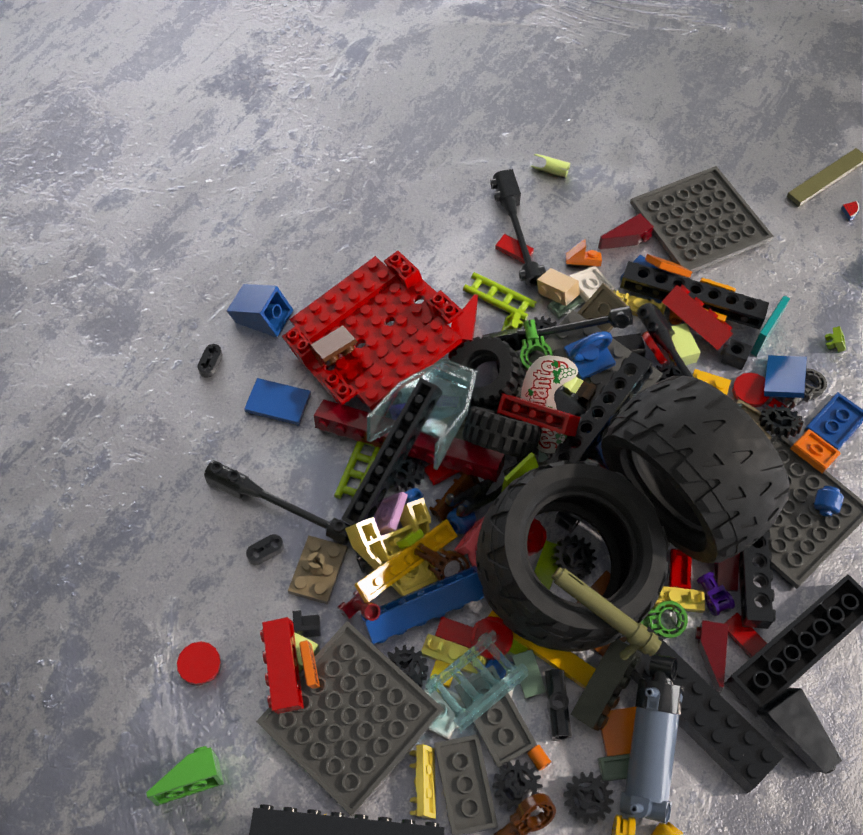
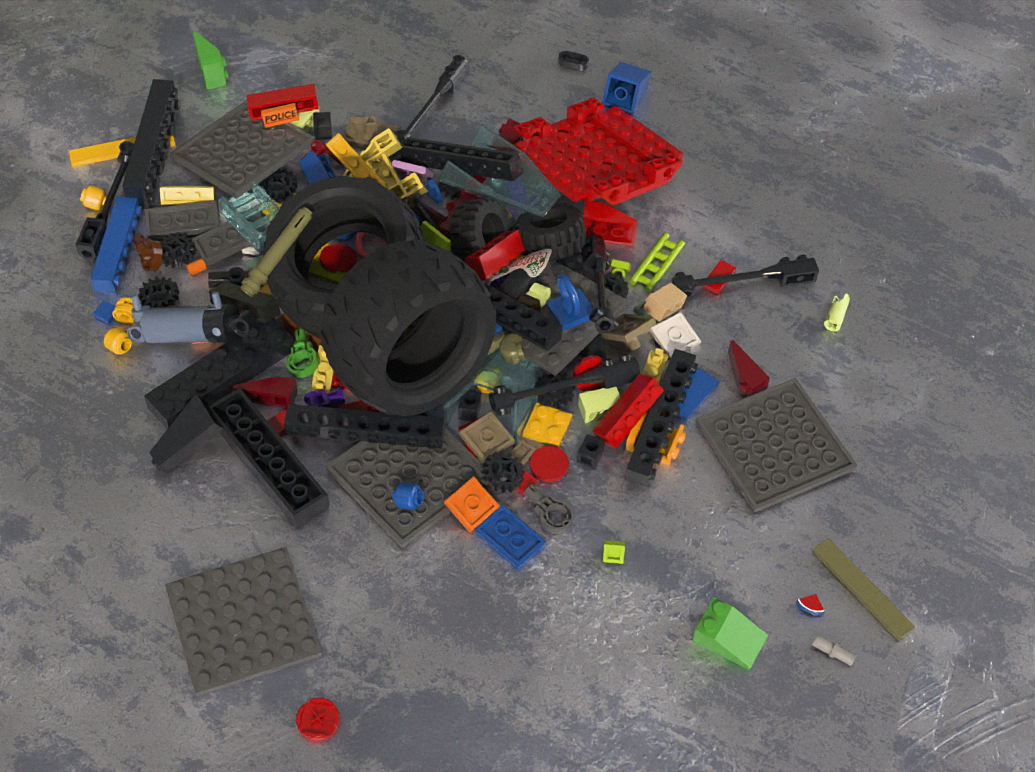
camera: 90 degrees right, 5 degrees down
(199, 663) = (298, 69): red tile -> none
(264, 549) = (387, 103): black beam -> none
(277, 401) = (532, 103): blue tile -> none
(332, 345) = (572, 120): slope -> none
(410, 539) = (384, 178): lime tile -> none
(532, 338) = (582, 263): bright green pin -> none
(579, 256) = (710, 332): orange slope -> none
(668, 266) = (696, 393): orange tile -> none
(770, 325) = (622, 479): teal tile -> none
(785, 376) = (559, 487): tile -> none

